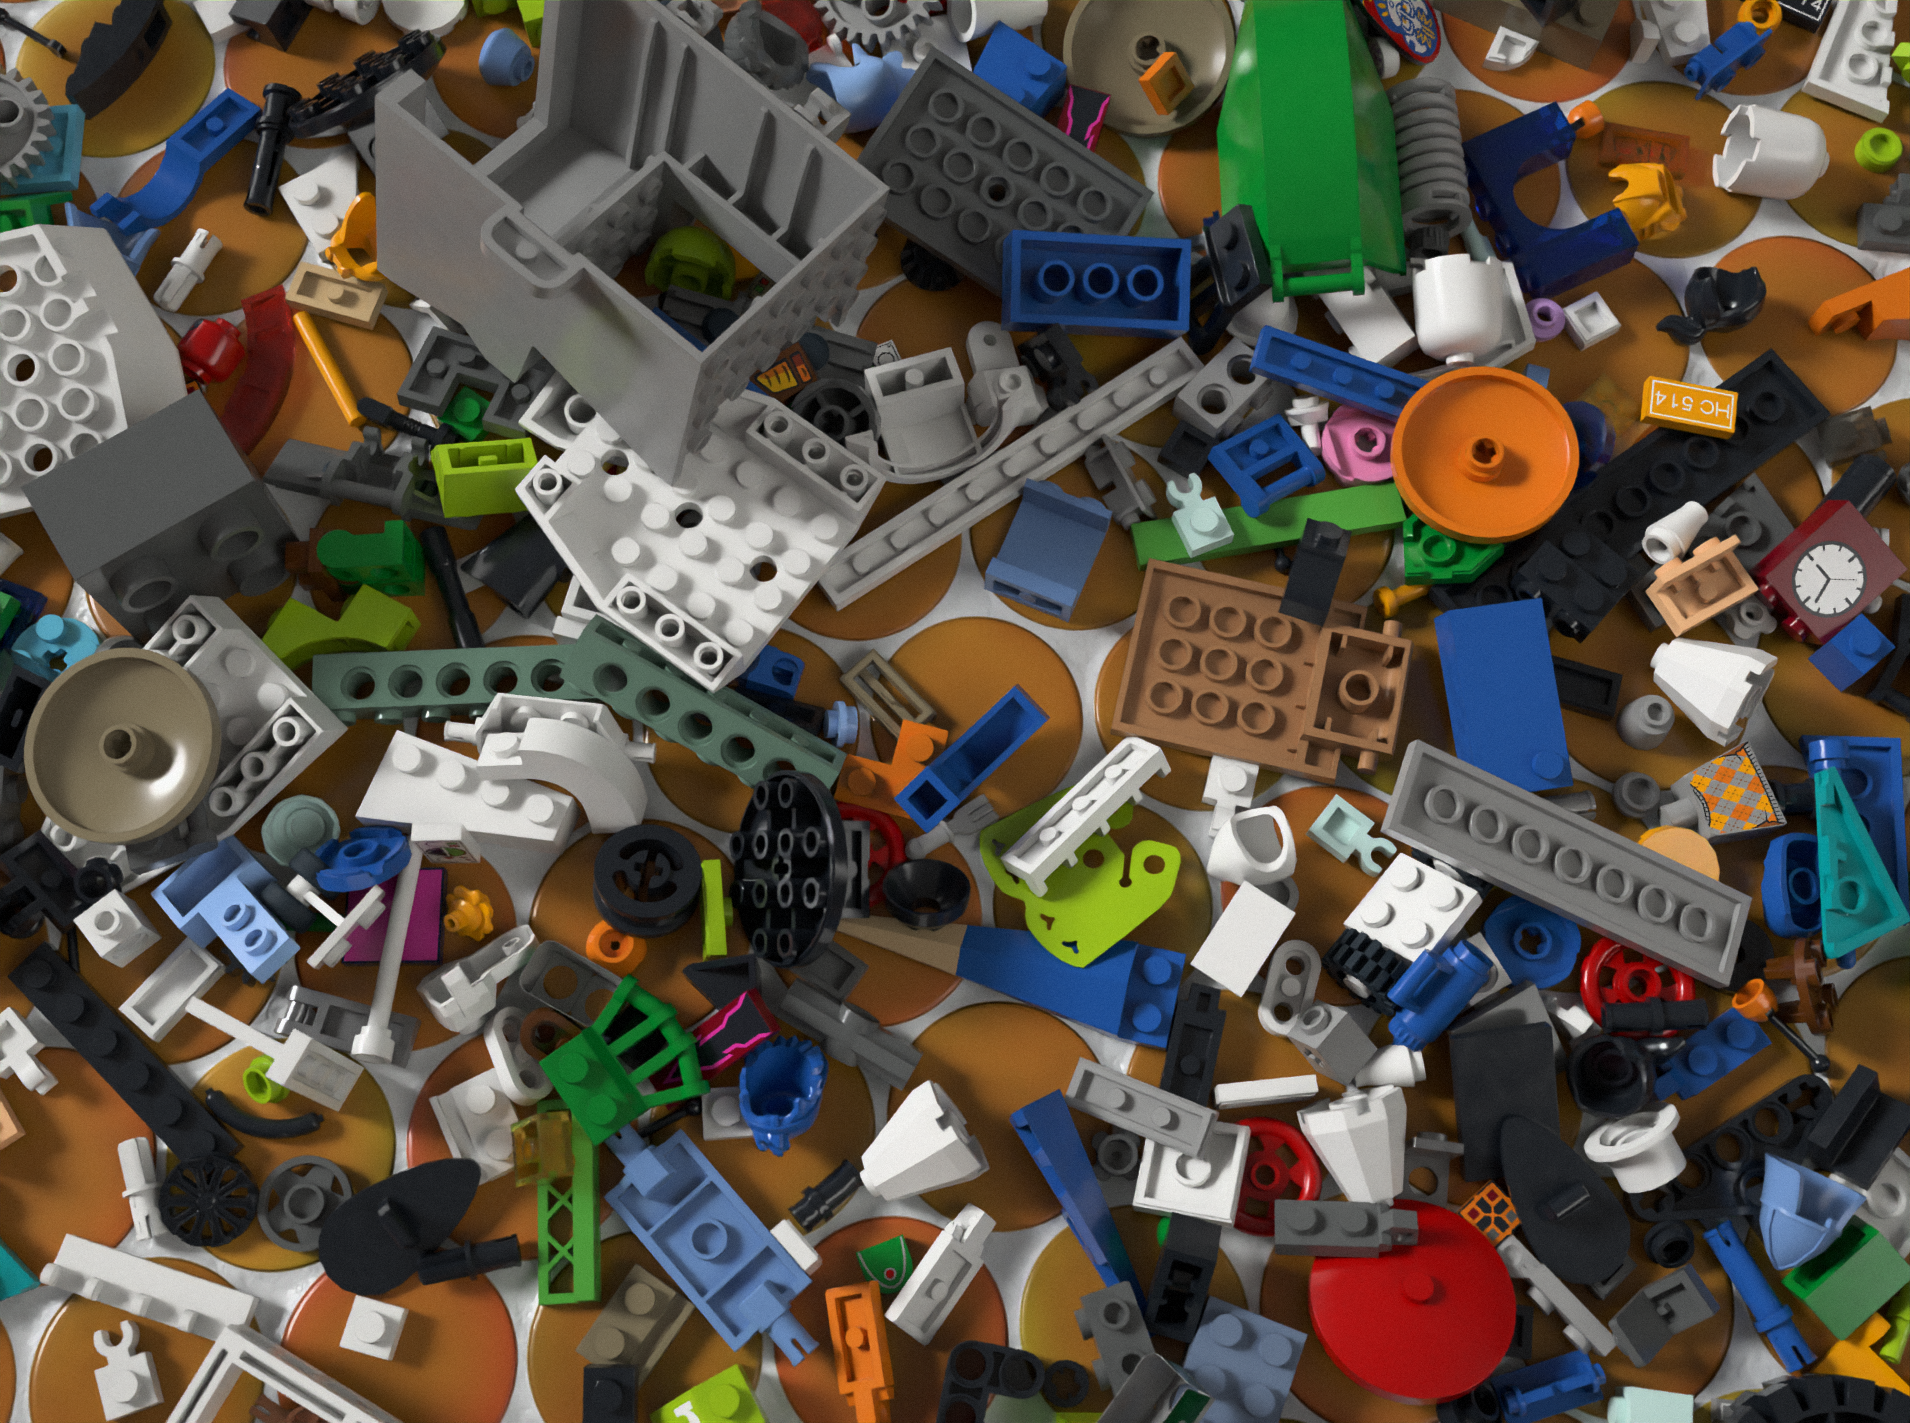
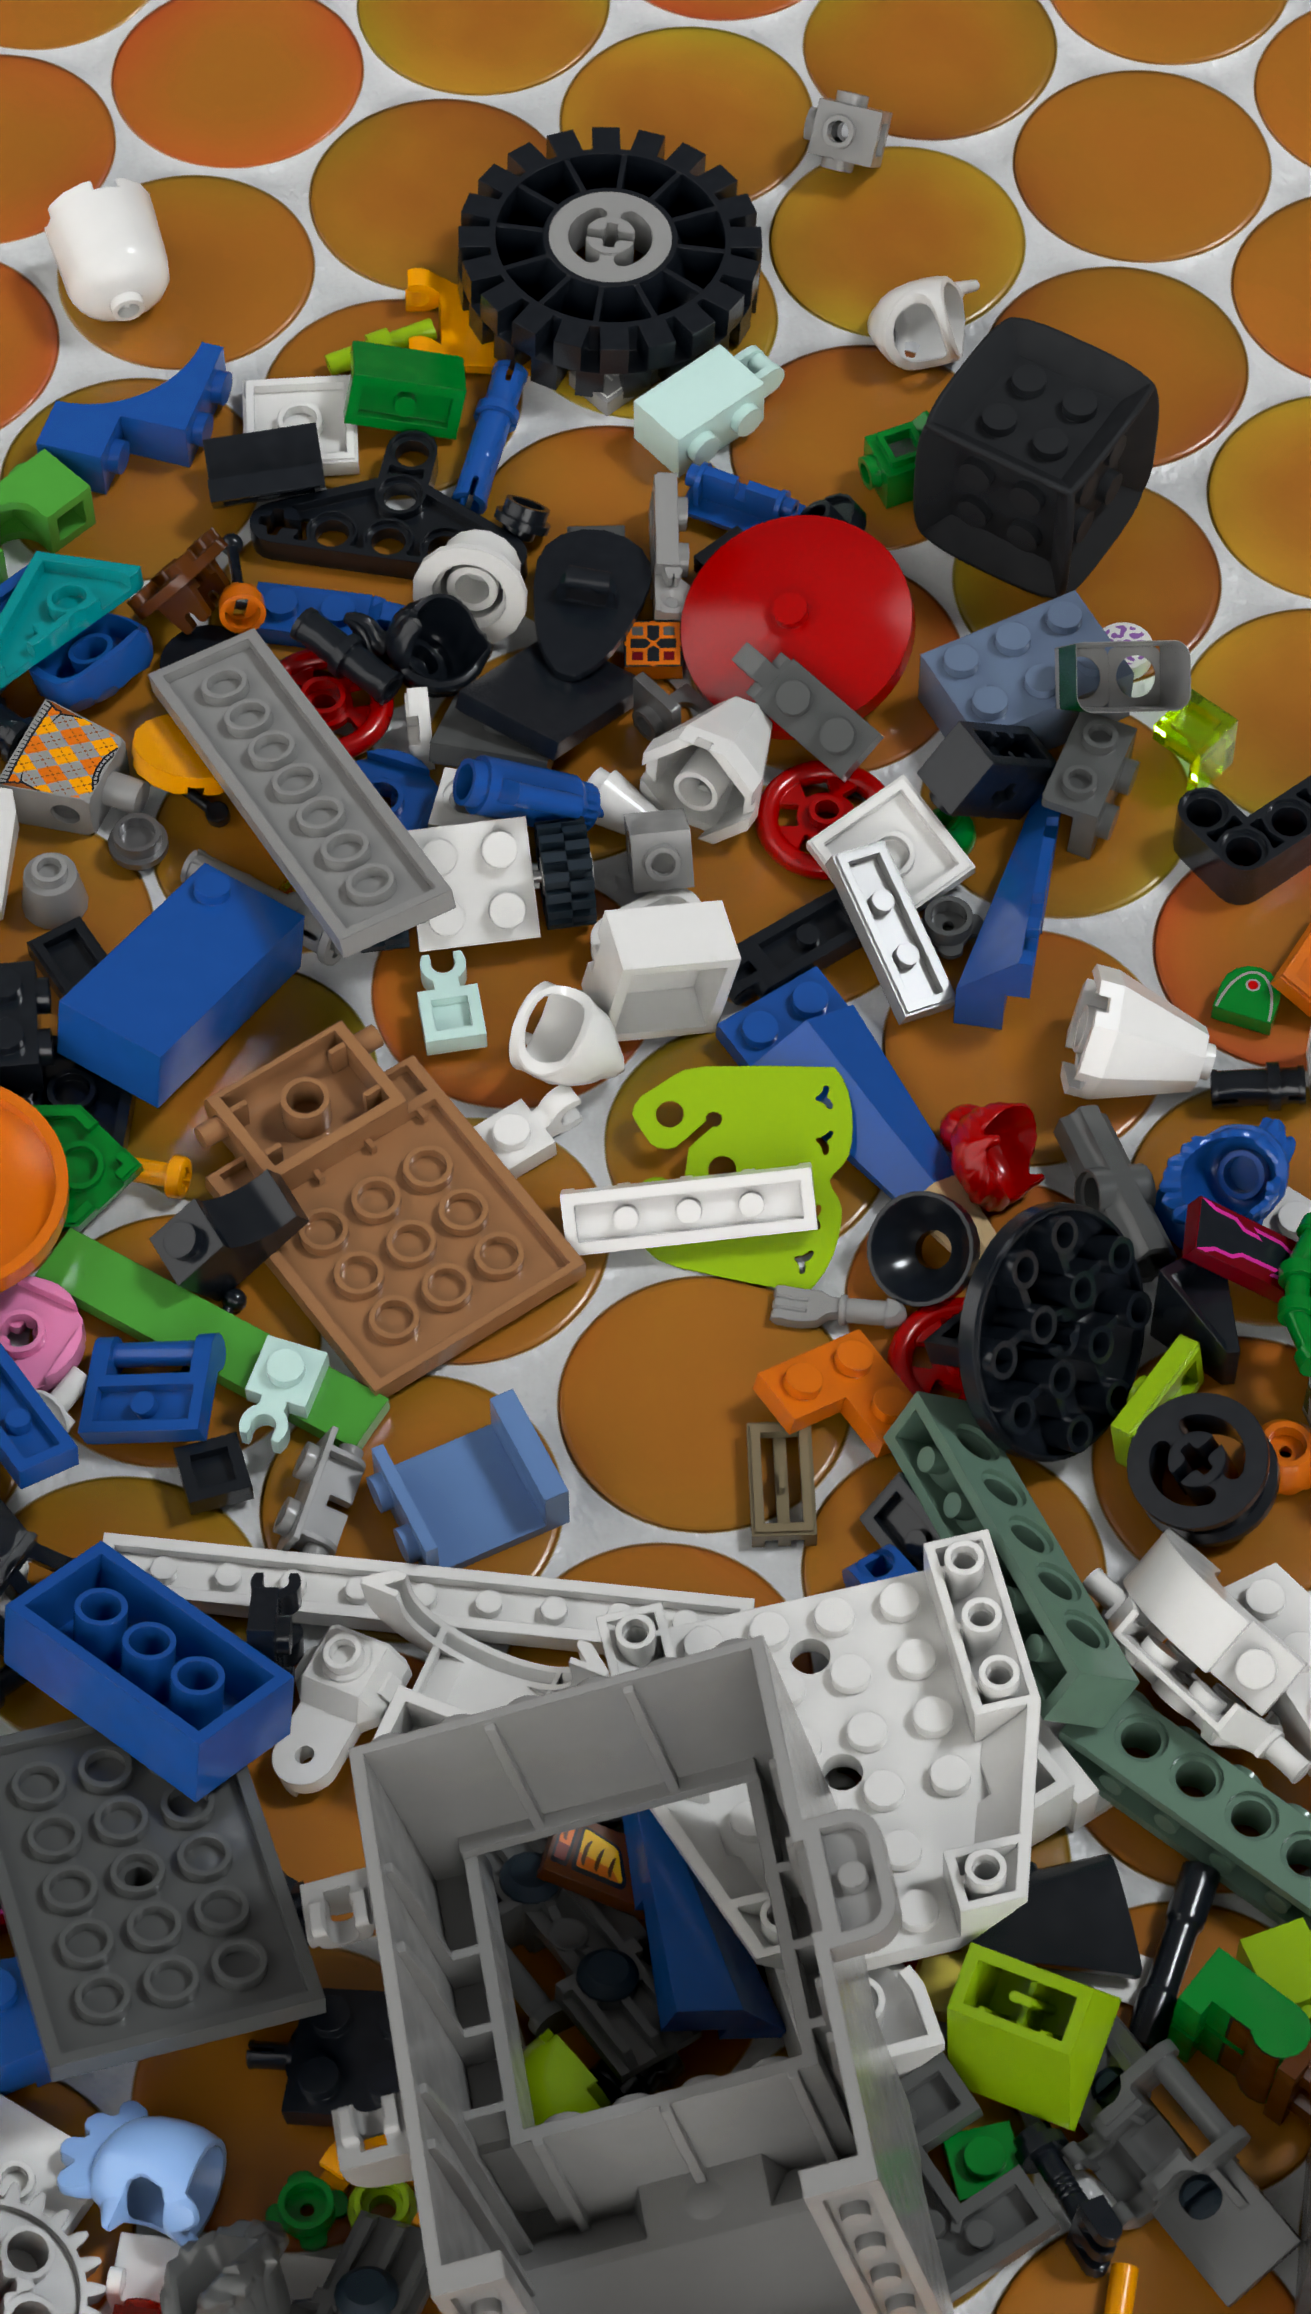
camera: 135 degrees left, 15 degrees down
(841, 724) = (858, 1482): light blue plate -> none
(942, 1275) = (1198, 948): white hinge -> none
(946, 996) = (992, 1151): none -> red piece
(971, 758) = (824, 1305): blue arch -> none
(1080, 1378) = (1161, 784): black bush -> none
(1217, 388) = (111, 1507): light grey brick -> none
(1264, 1092) = (758, 866): white tile -> none
(1661, 1312) = (584, 485): dark grey bracket -> none
(1801, 1212) = (390, 439): medium blue helmet -> none

